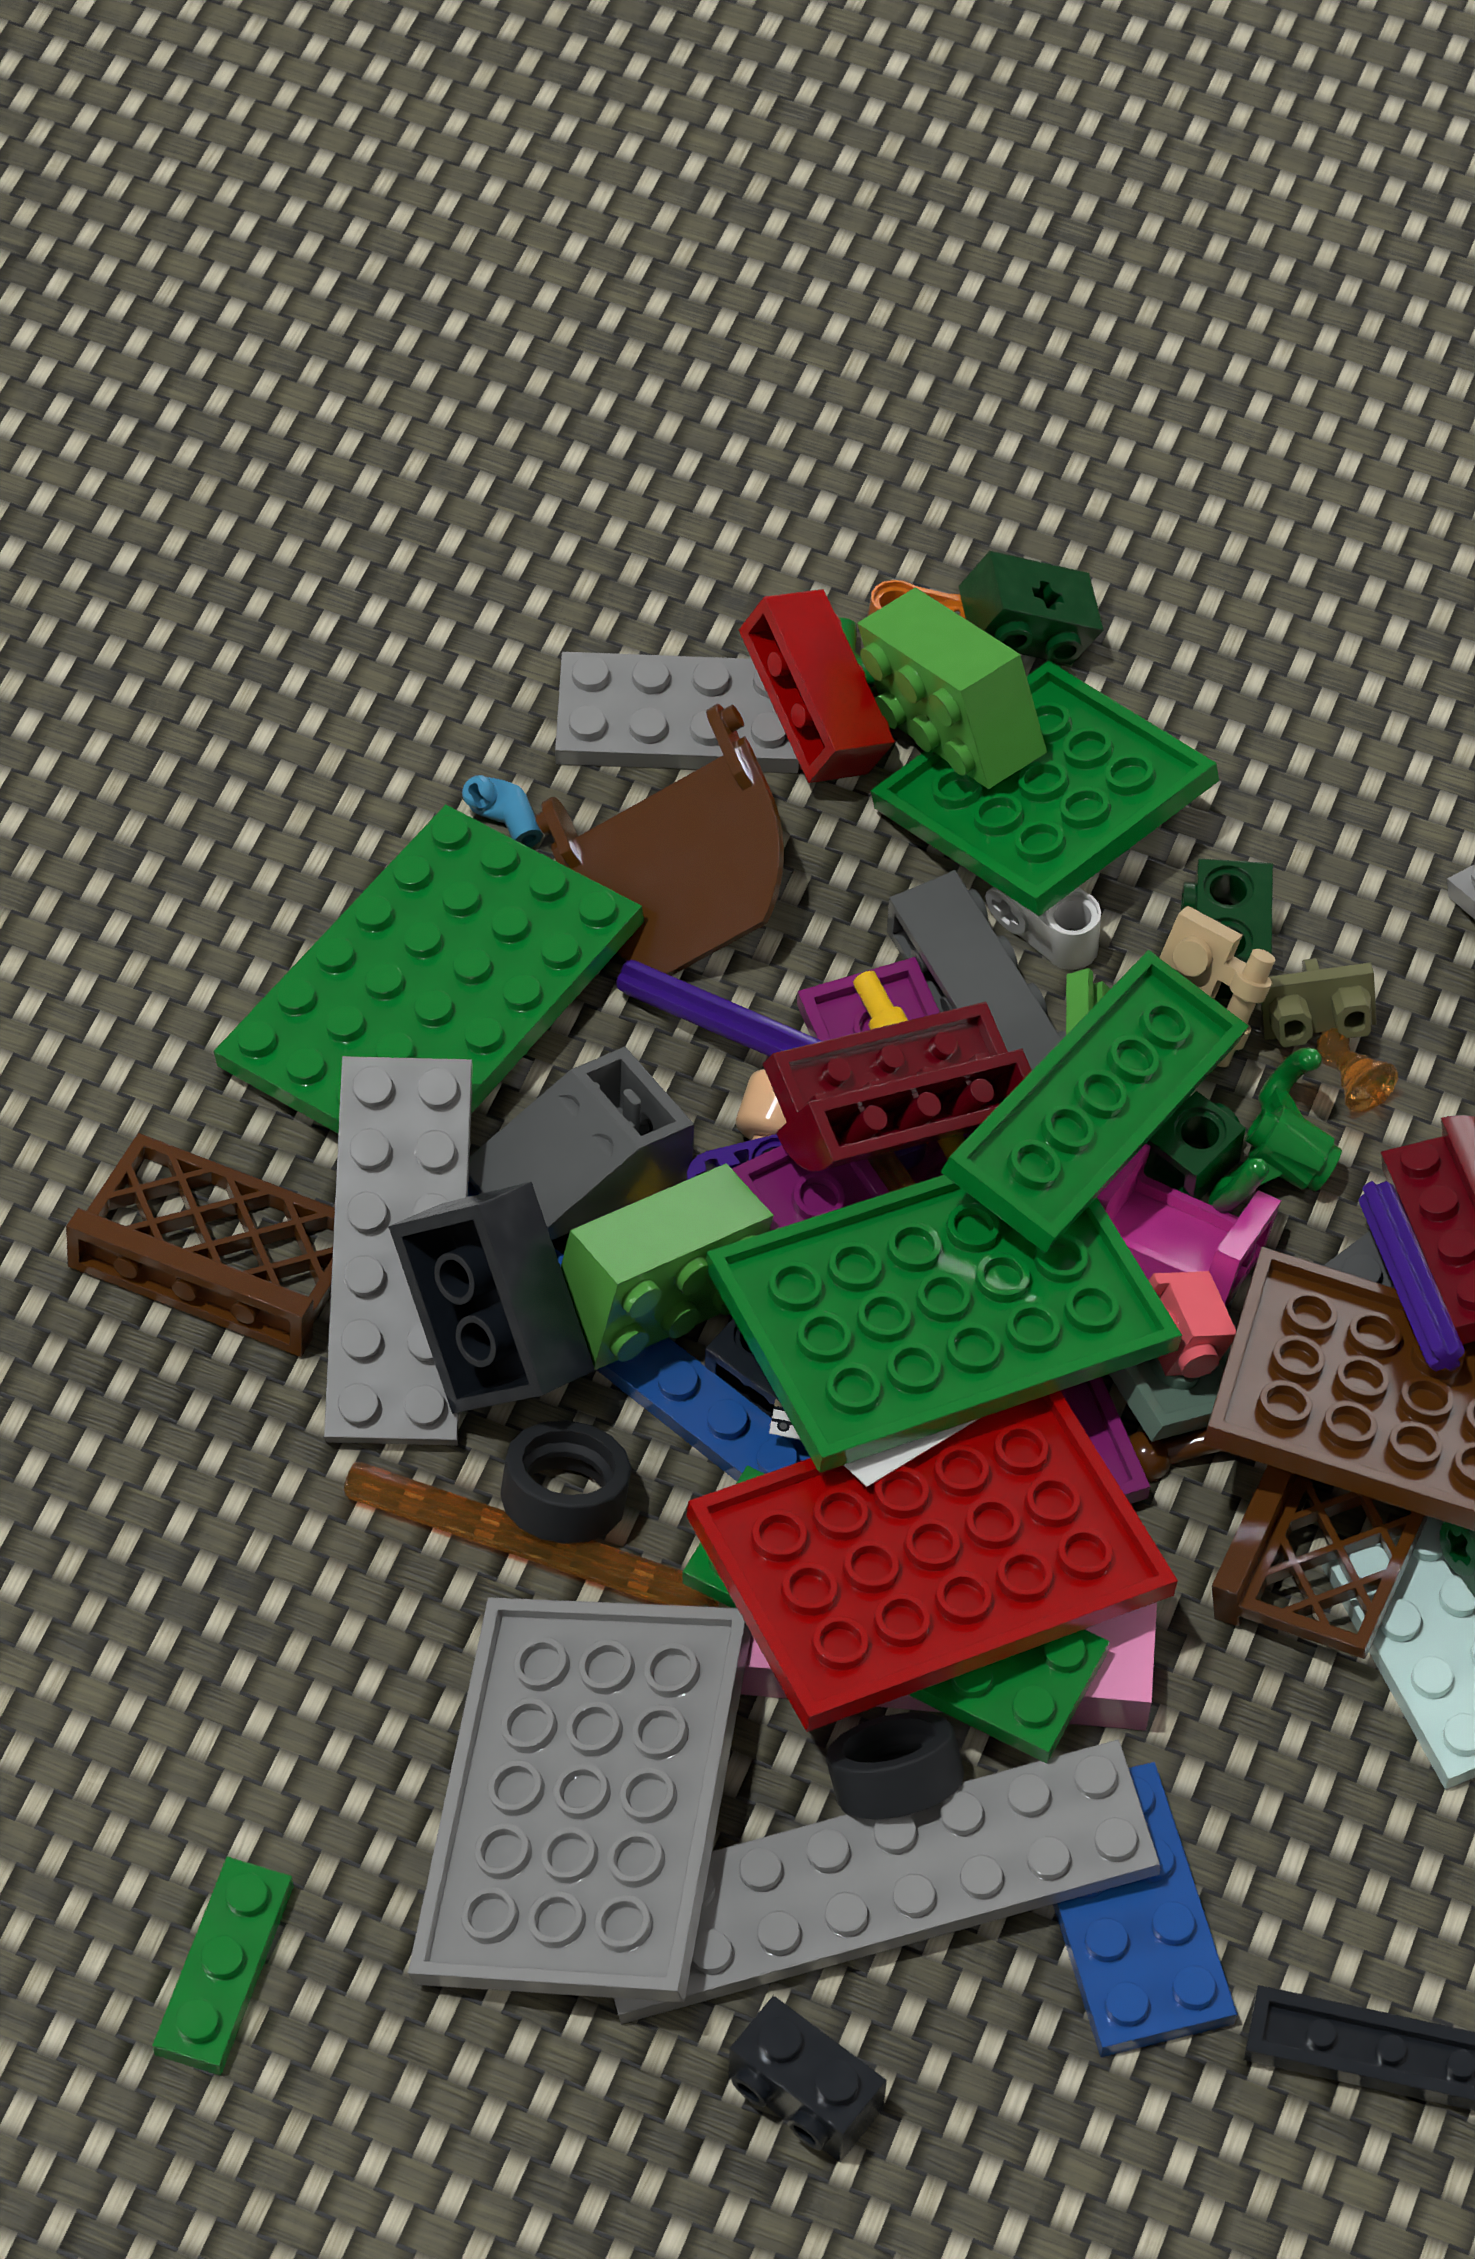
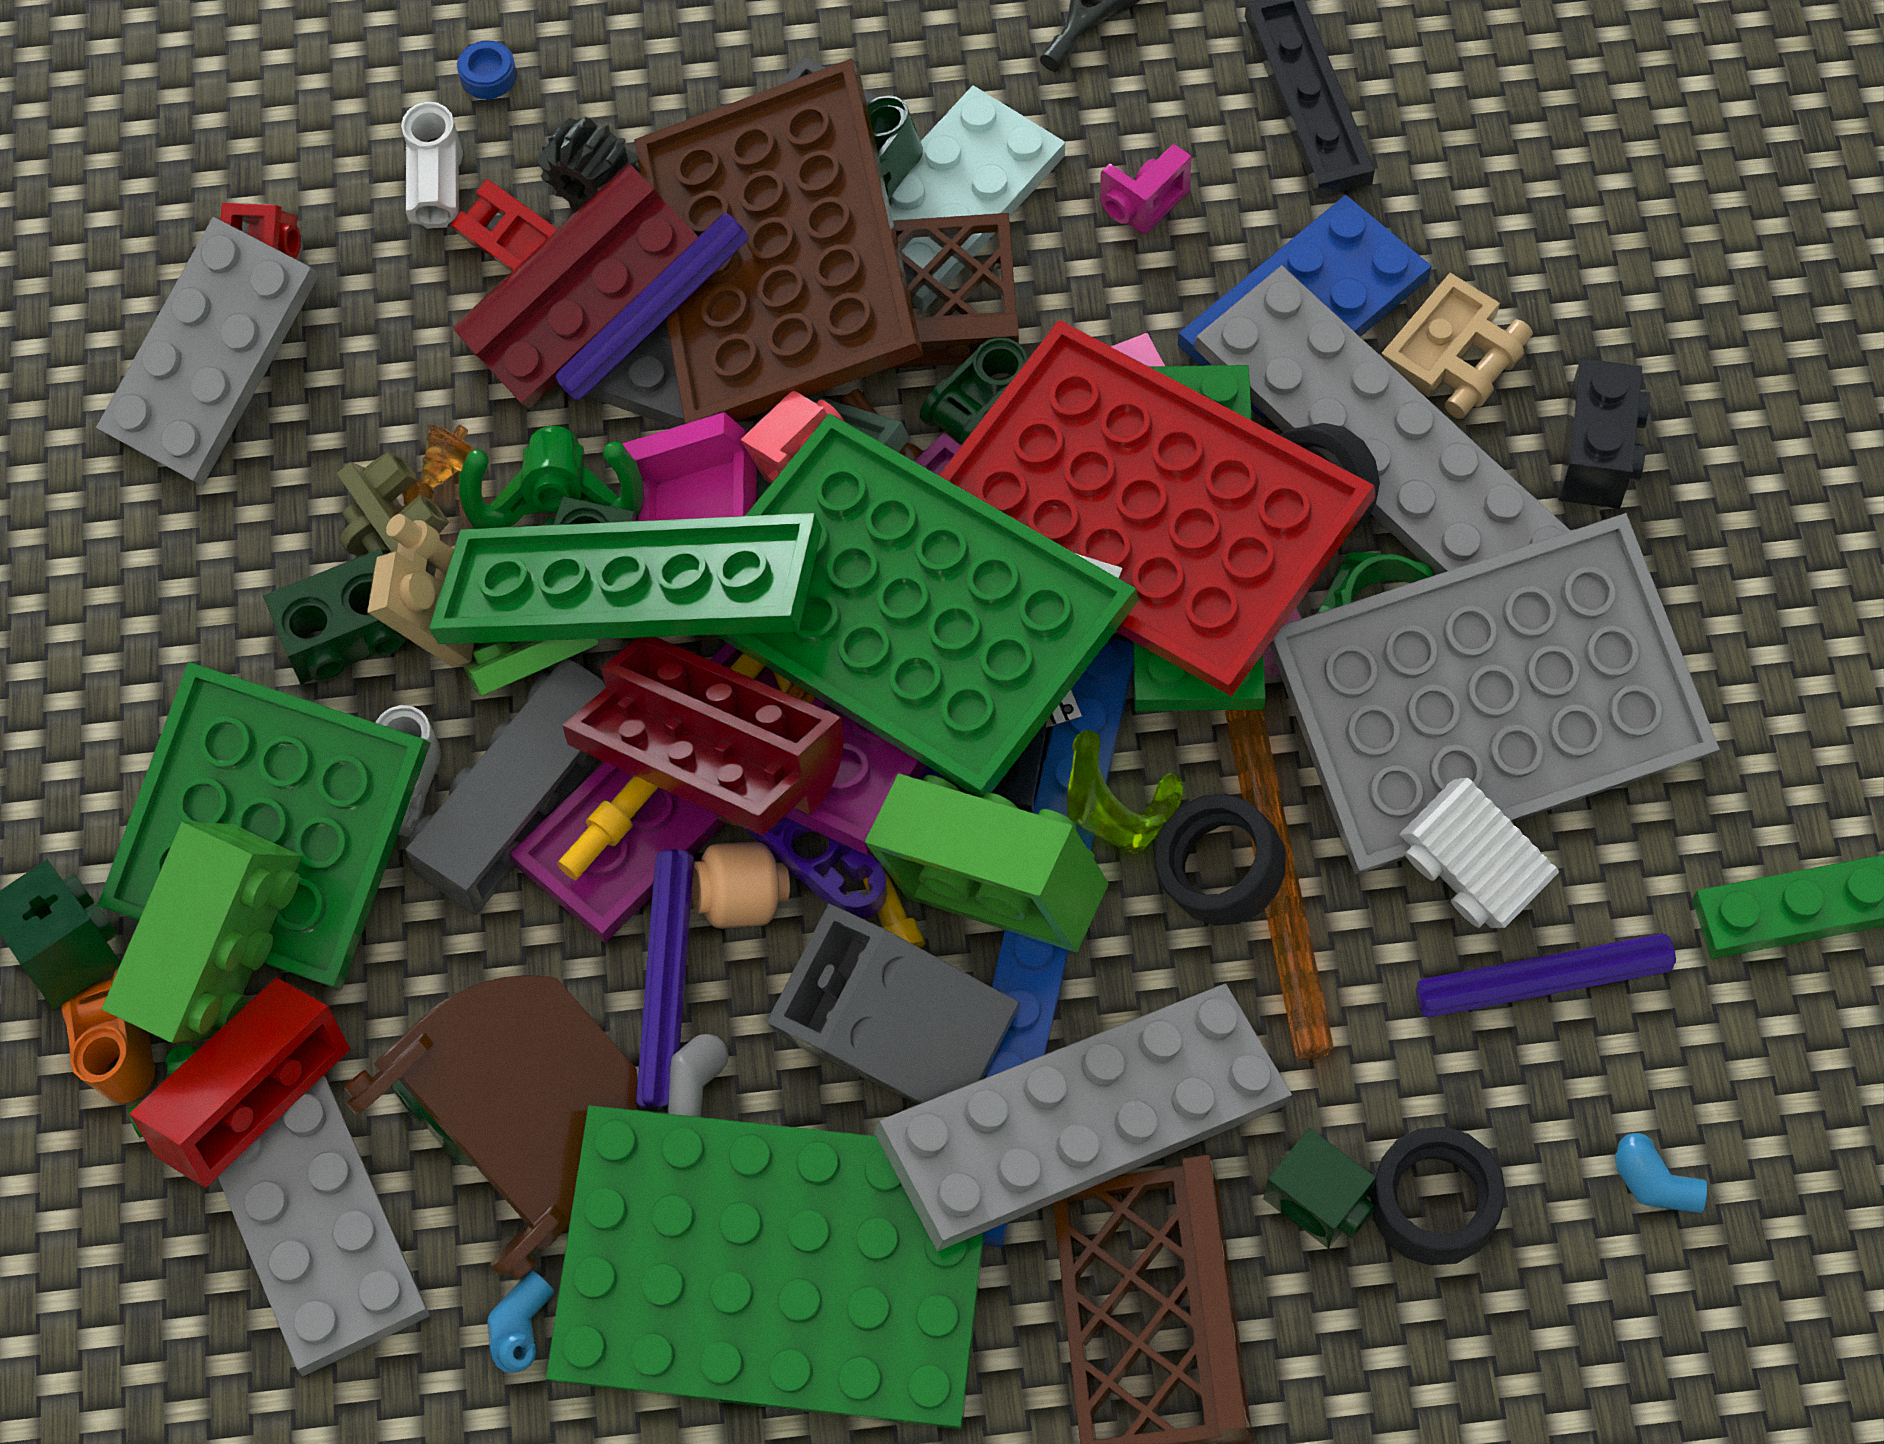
camera: 115 degrees left, 5 degrees up
(62, 1676) = (1651, 1180): none -> dark azure arm
(147, 1453) = (1454, 1148): none -> black tyre
(226, 1408) = (1321, 1189): none -> dark green brick
(298, 1707) = (1545, 975): none -> dark purple axle
(432, 1685) = (1477, 855): none -> white brick
(492, 1298) = (1112, 972): black brick -> none
(633, 1004) = (693, 1069): none -> light grey arm
(648, 1439) = (1100, 813): none -> clear neon green helmet
(764, 1739) = (1367, 568): none -> green helmet
(1012, 2005) = (1442, 333): none -> tan plate
(1185, 1540) = (969, 393): none -> dark green piece
(1339, 1831) = (1152, 193): none -> dark pink bracket

